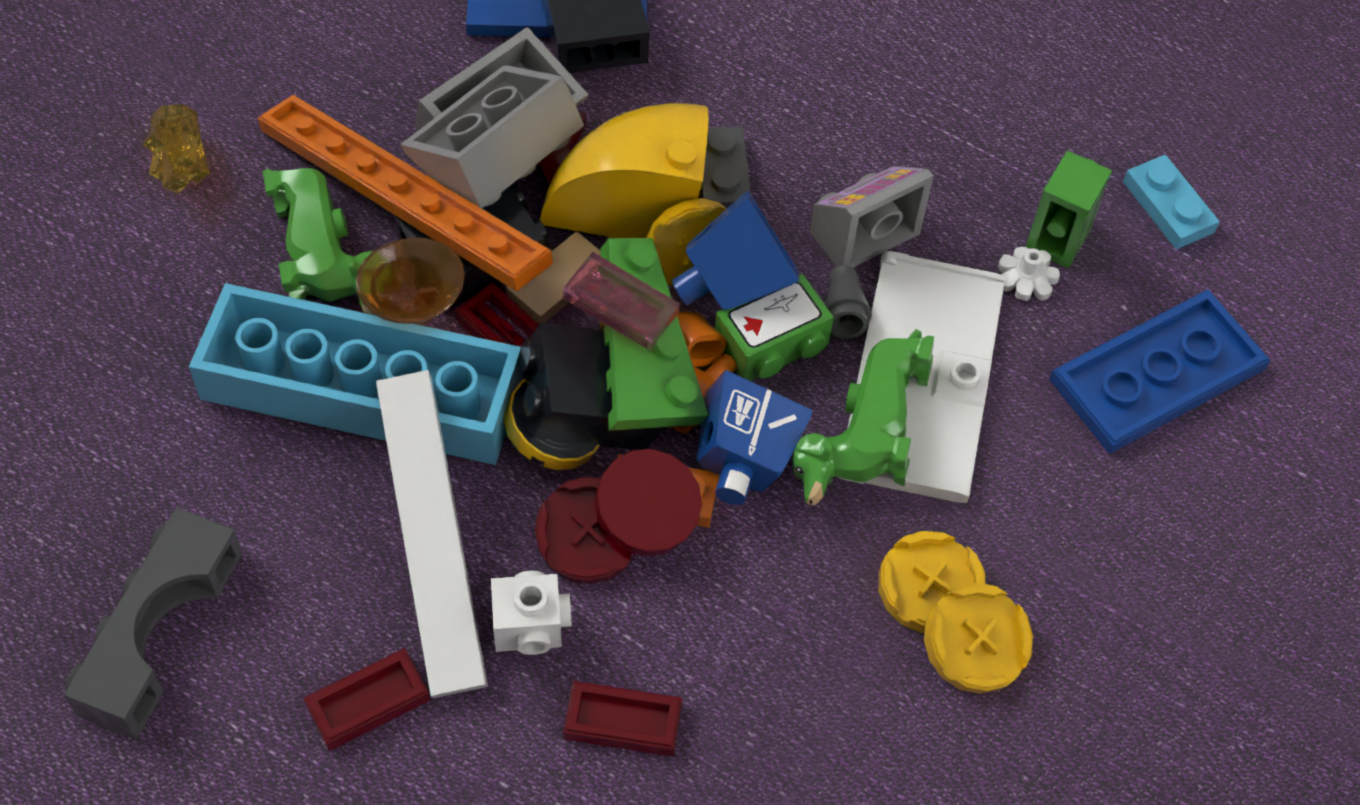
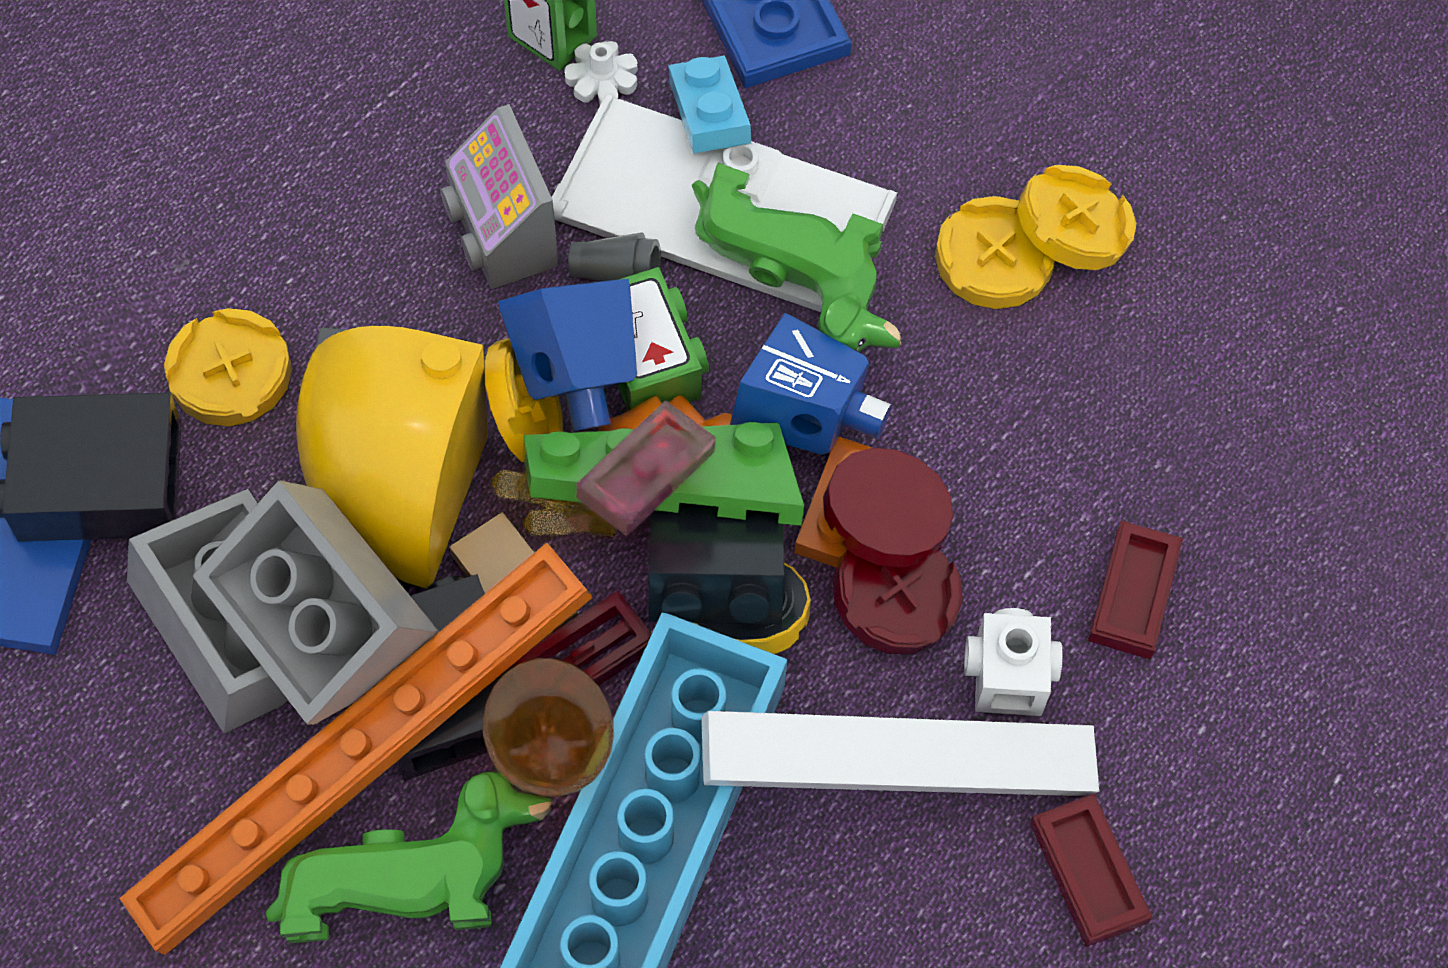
camera: 80 degrees left, 5 degrees up
(706, 78) = (228, 367): none -> yellow tile
(1012, 344) = (709, 104): none -> medium azure plate

